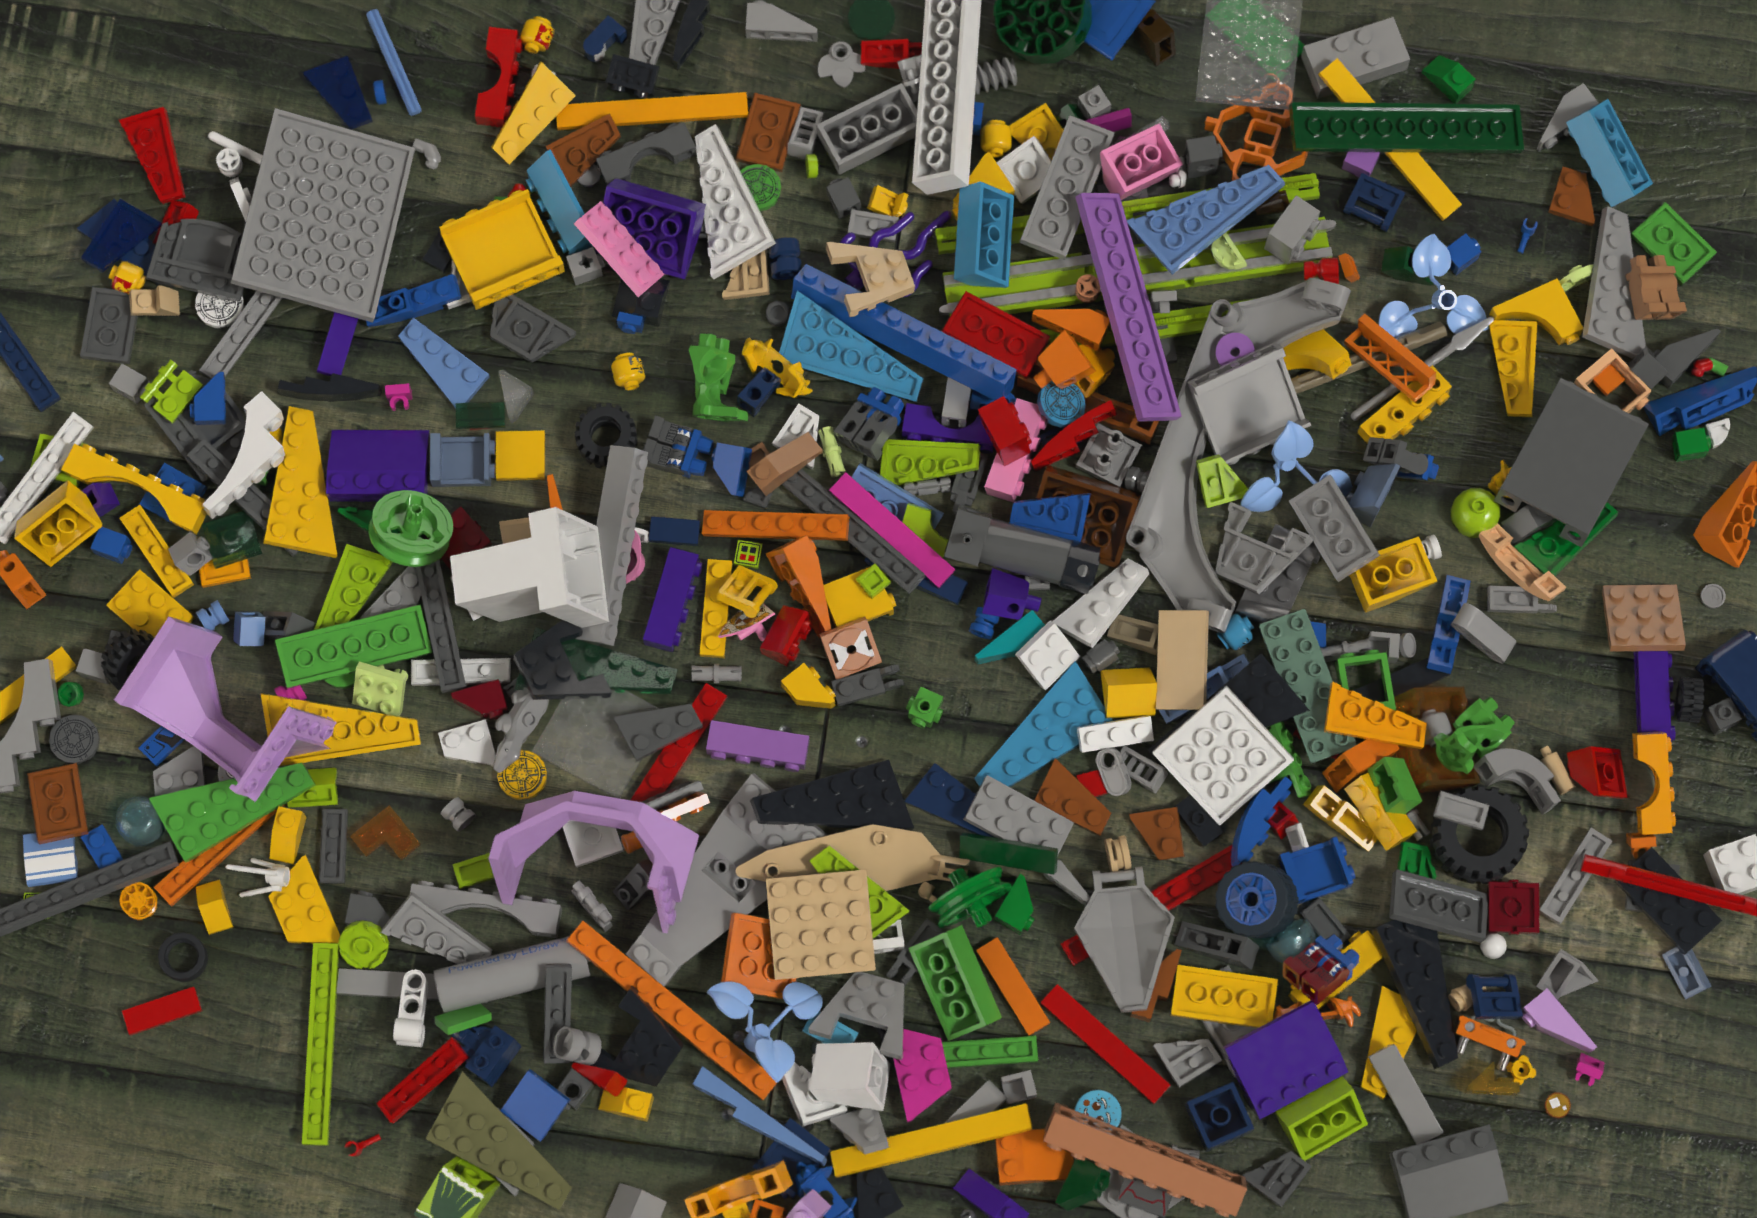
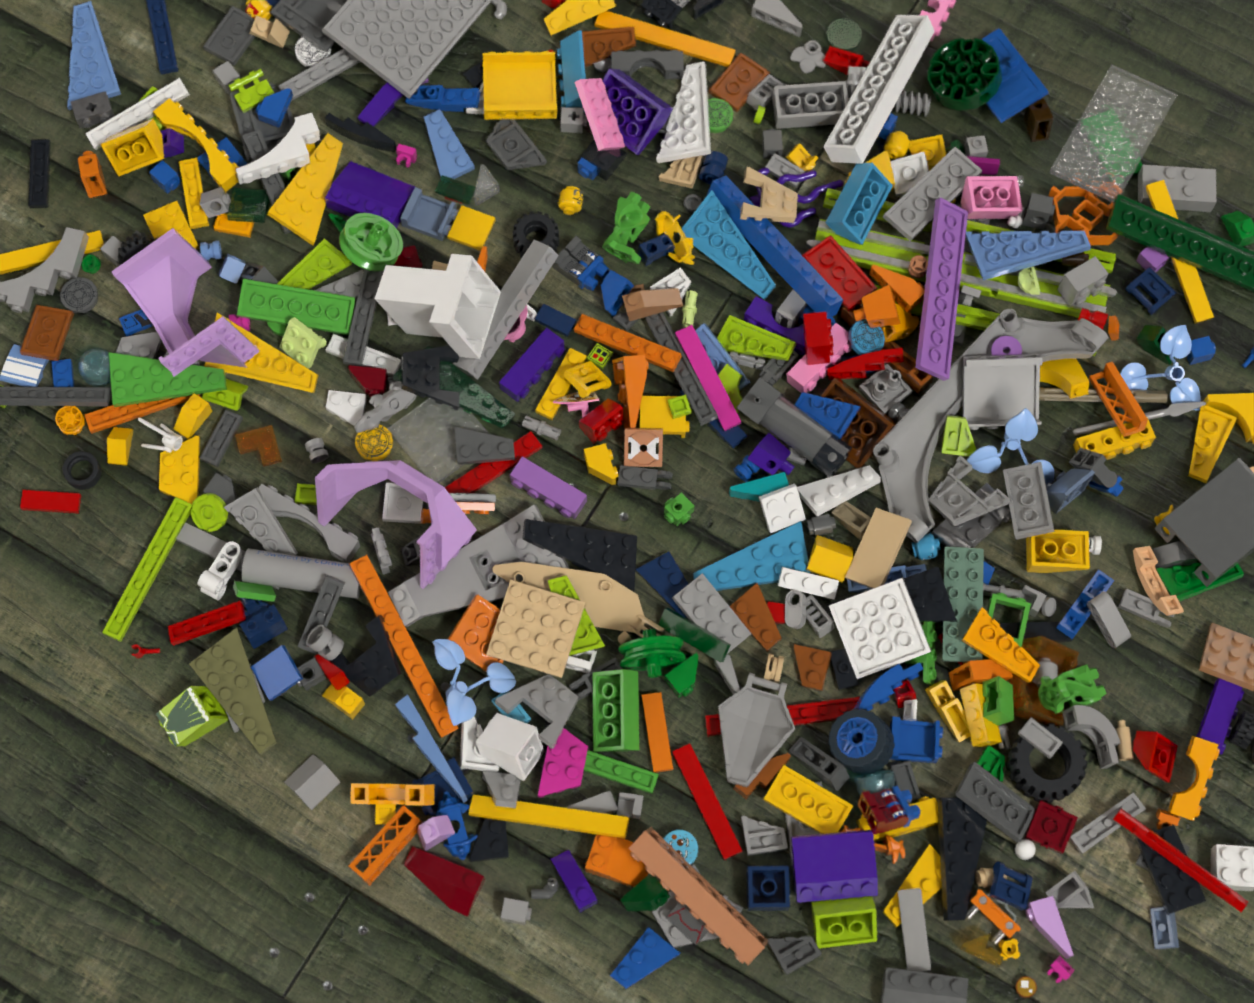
camera: 20 degrees right, 5 degrees down
(870, 423) = (724, 299): dark grey hips -> none
(1474, 512) = (1137, 532): lime cylinder -> none

